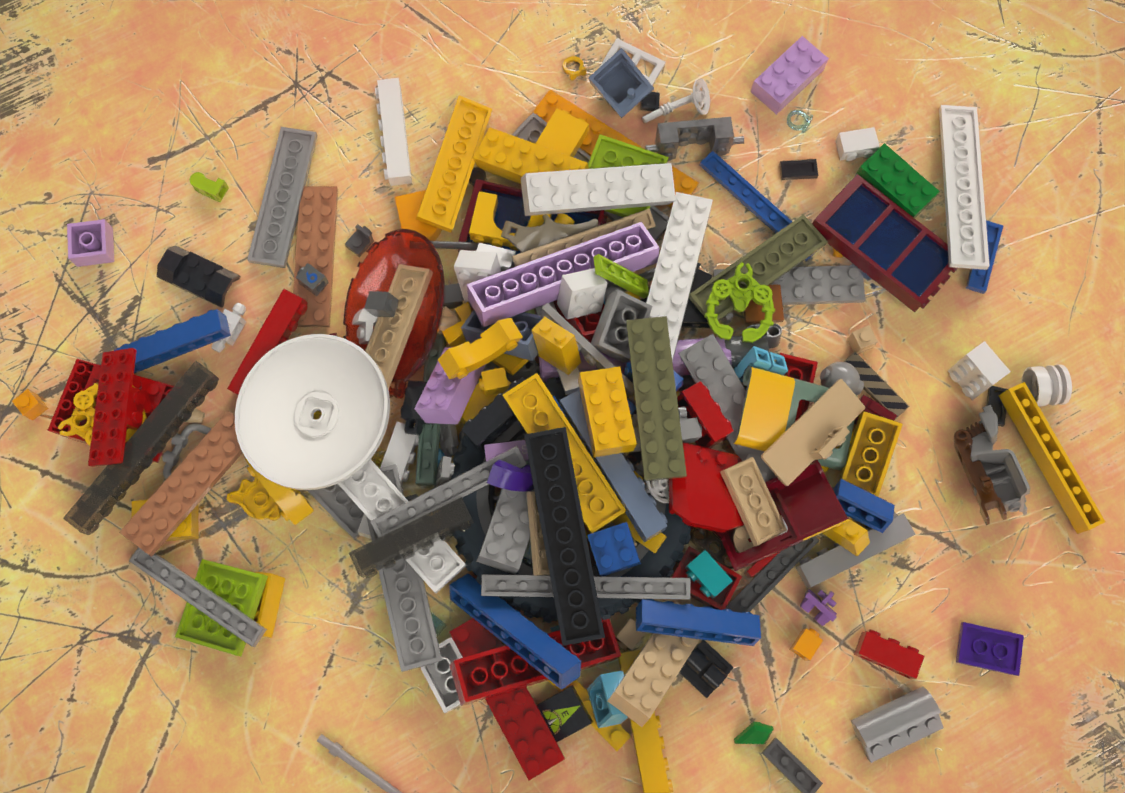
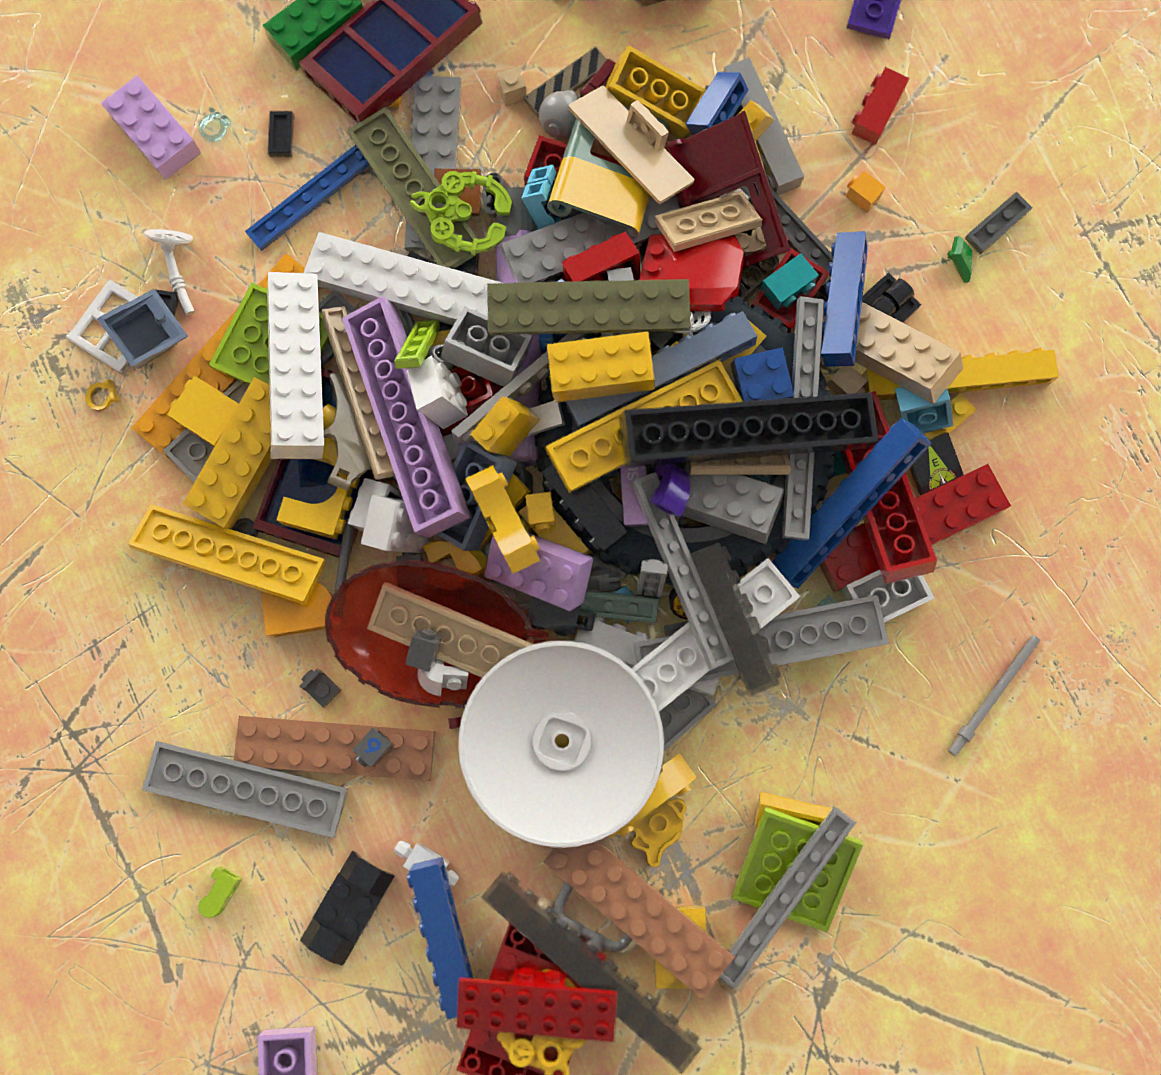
camera: 85 degrees left, 5 degrees up
(276, 329) = (453, 806): red brick -> none
(394, 132) = (167, 635): white brick -> none
(713, 130) = (226, 220): flat silver brick -> none
(826, 613) = (830, 166): medium lavender hips -> none
(857, 144) = (256, 59): white brick -> none
(897, 724) = (953, 106): light grey brick -> none

